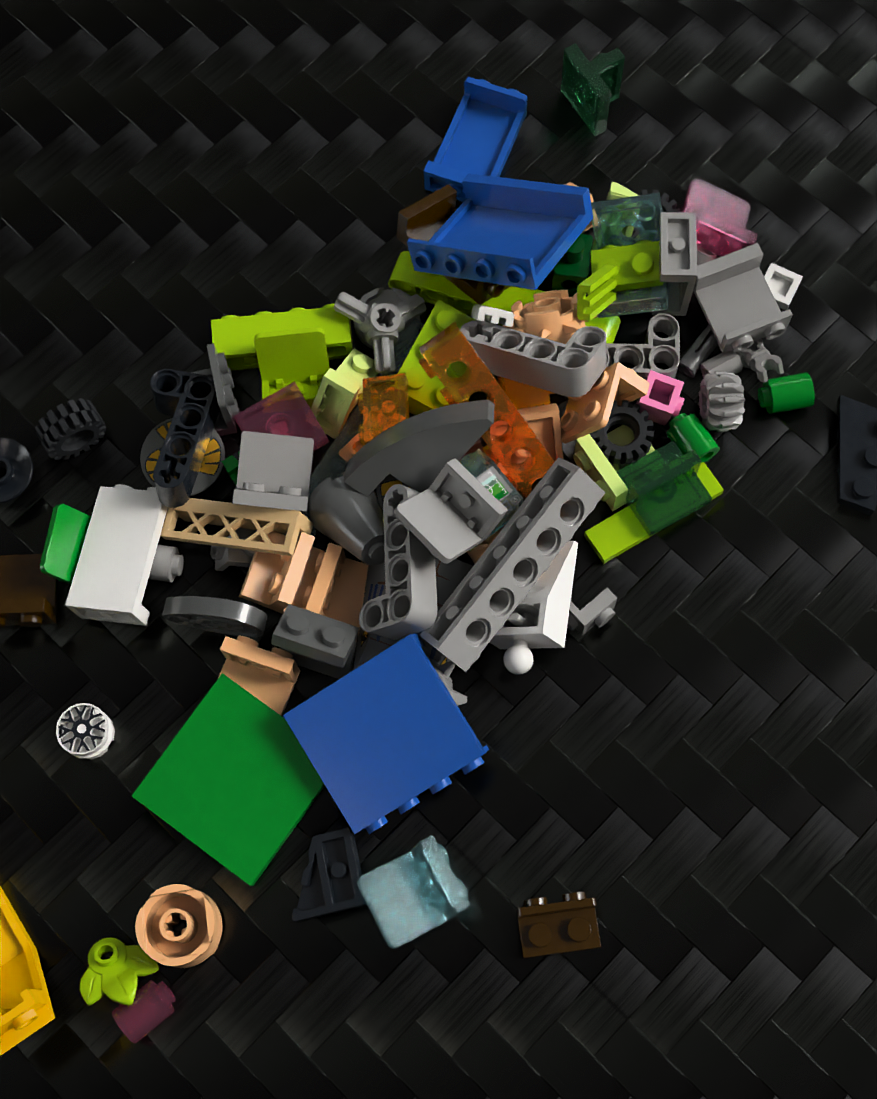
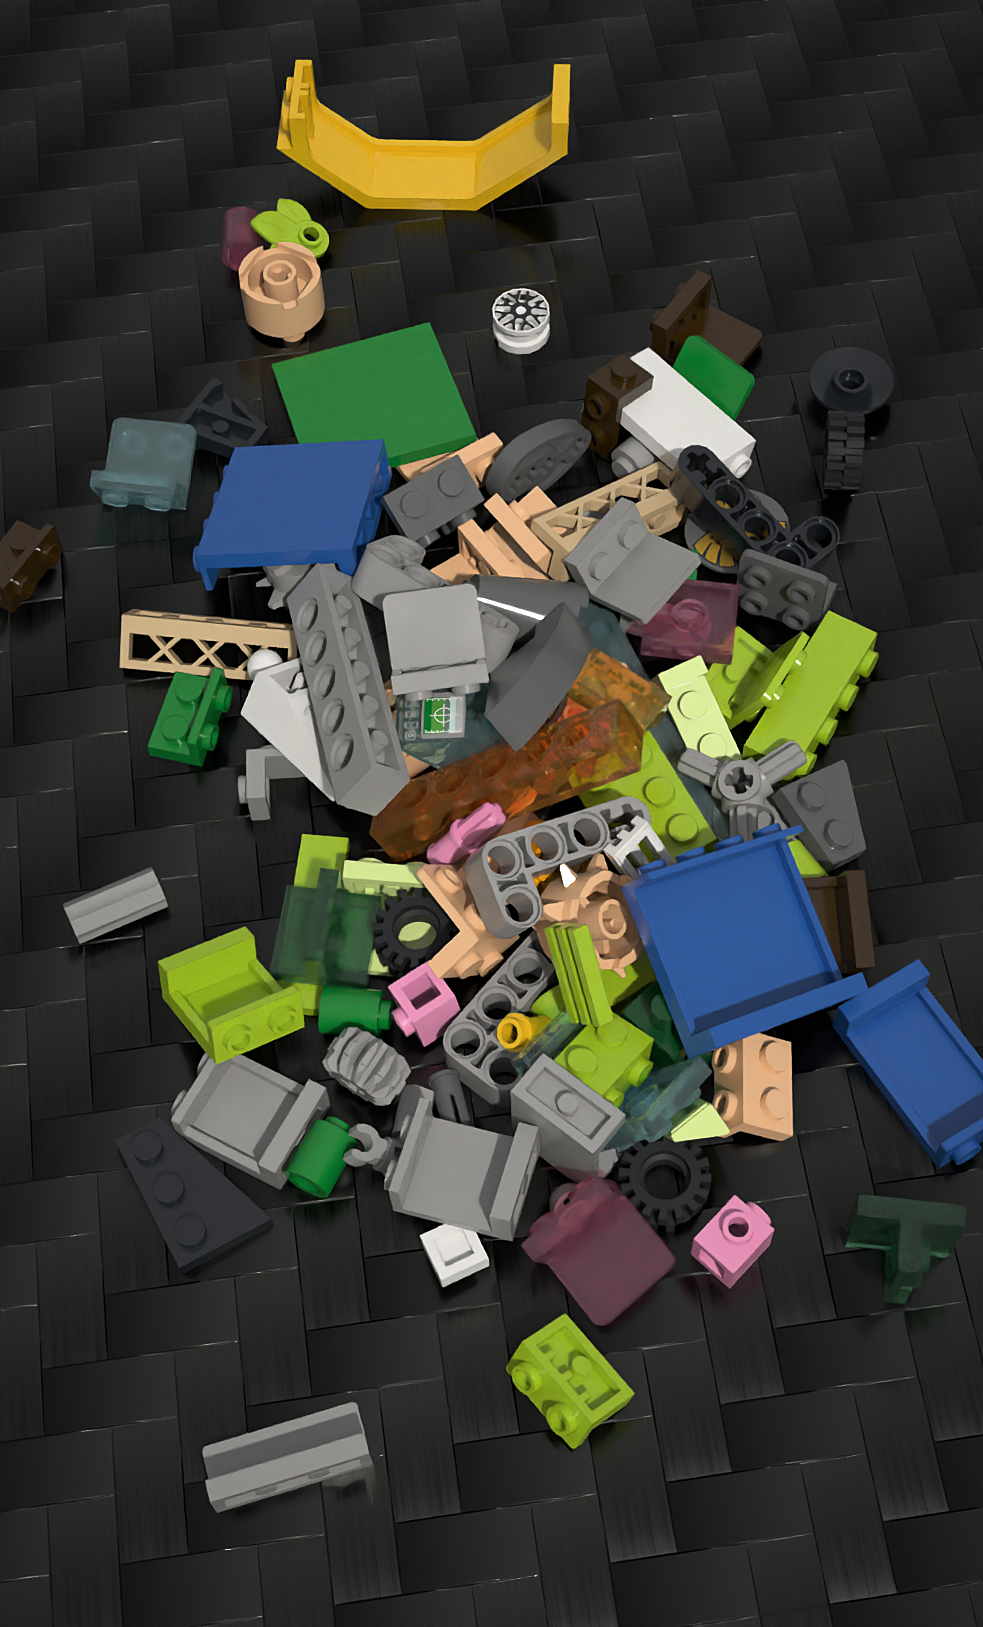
camera: 125 degrees right, 10 degrees down
(132, 590) = (605, 397): none -> dark brown bracket
(360, 278) = (827, 813): none -> dark grey wing
(509, 731) = (198, 629): none -> tan fence
(548, 430) = (466, 835): none -> bright pink axle
(578, 699) = (190, 717): none -> green bracket
(639, 329) = (519, 1030): none -> yellow pin
(653, 168) = (733, 1240): none -> bright pink brick
(742, 632) = (115, 905): none -> light grey axle
(750, 498) = (229, 996): none -> lime panel
(790, 195) = (568, 1380): none -> lime bracket
(794, 450) = (248, 1115): none -> light grey panel

